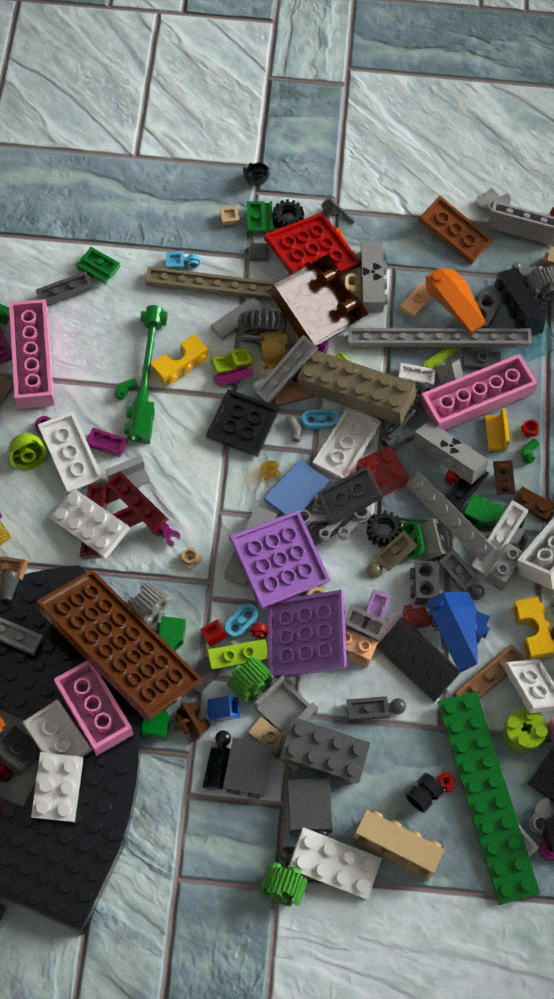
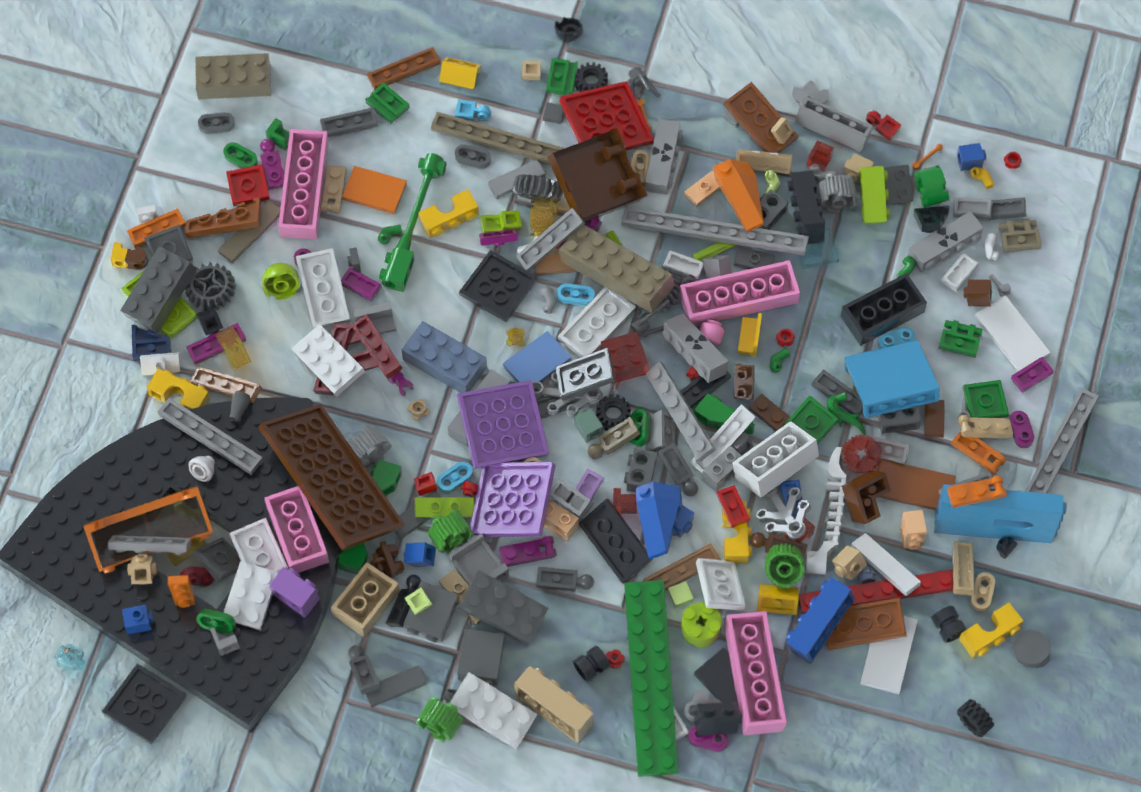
camera: 15 degrees right, 0 degrees up
(26, 822) = (220, 621): none -> green plate
(39, 841) = (225, 642): none -> light grey panel
(61, 354) = (333, 189): none -> tan plate
(95, 419) = (353, 259): none -> dark grey plate
(101, 349) = (374, 189): none -> orange tile
(104, 774) = (294, 591): none -> medium lavender brick
(107, 231) = (404, 68): none -> dark orange tile
(161, 228) = (459, 72): none -> yellow panel
(177, 766) = (365, 599): none -> tan brick
(190, 844) = (362, 670): none -> dark grey plate
(191, 303) = (473, 156): none -> dark grey plate
(205, 502) = (444, 358): none -> sand blue brick
(226, 854) = (397, 686): none -> dark grey tile
(235, 760) = (418, 601): none -> yellowish green tile
(331, 685) = (527, 551): none -> magenta plate
(362, 545) = (588, 425): none -> sand green brick
(461, 432) = (712, 331): none -> bright pink head
(470, 266) = (766, 161): none -> tan plate
(479, 235) = (782, 130): none -> tan plate
(479, 283) = (772, 181): none -> yellowish green arm
(494, 702) = (680, 594): none -> yellowish green tile
(518, 253) = (820, 155): none -> clear red panel
(528, 603) = (733, 506): none -> red plate

